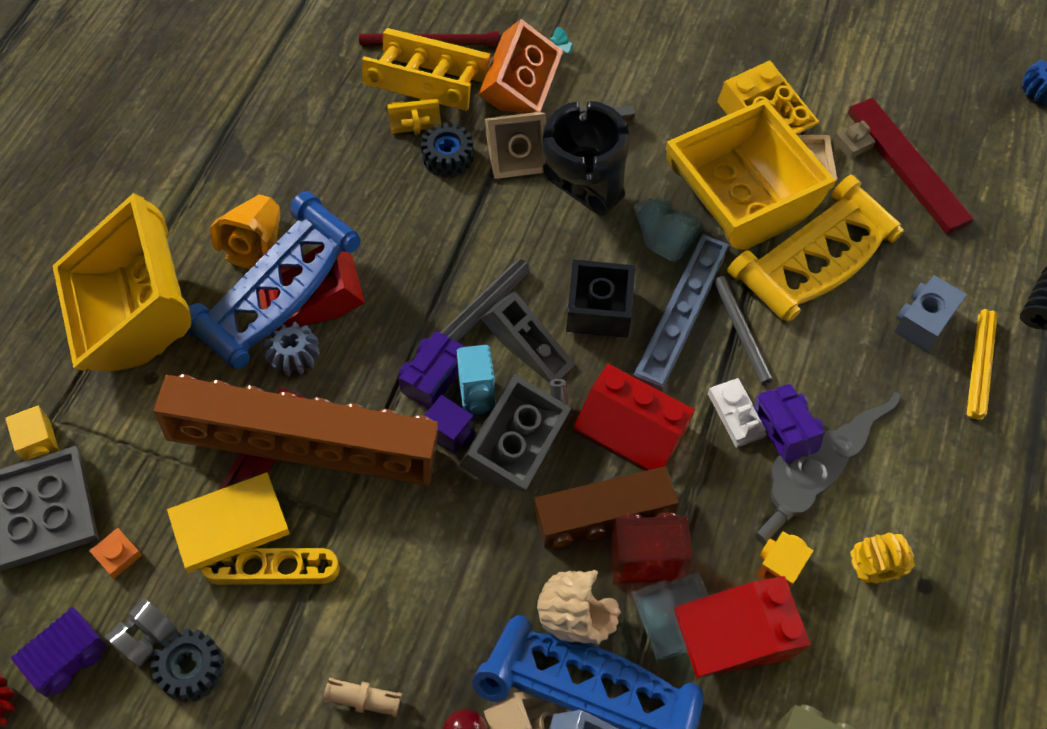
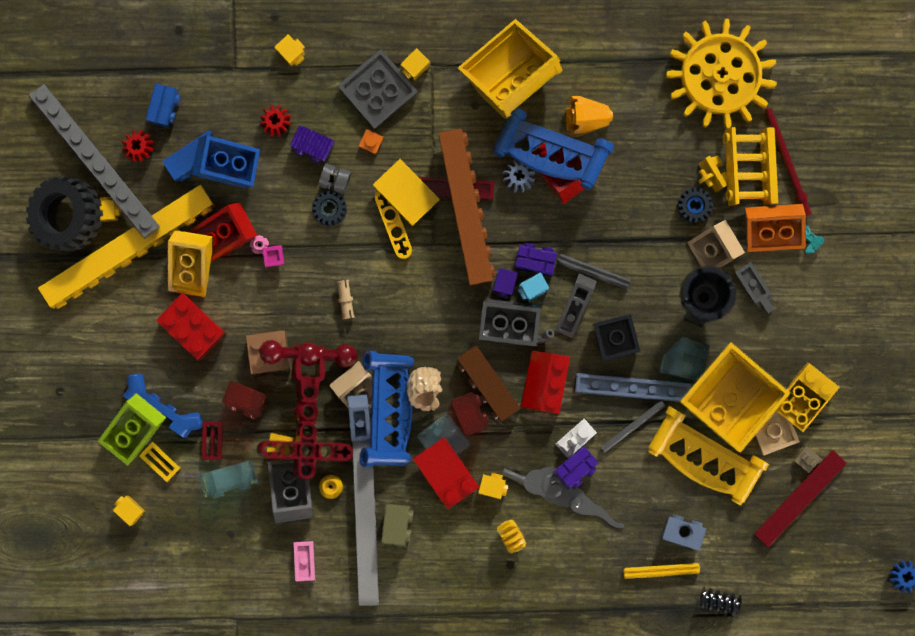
camera: 75 degrees right, 25 degrees up
(287, 56) = (732, 76): none -> yellow gear

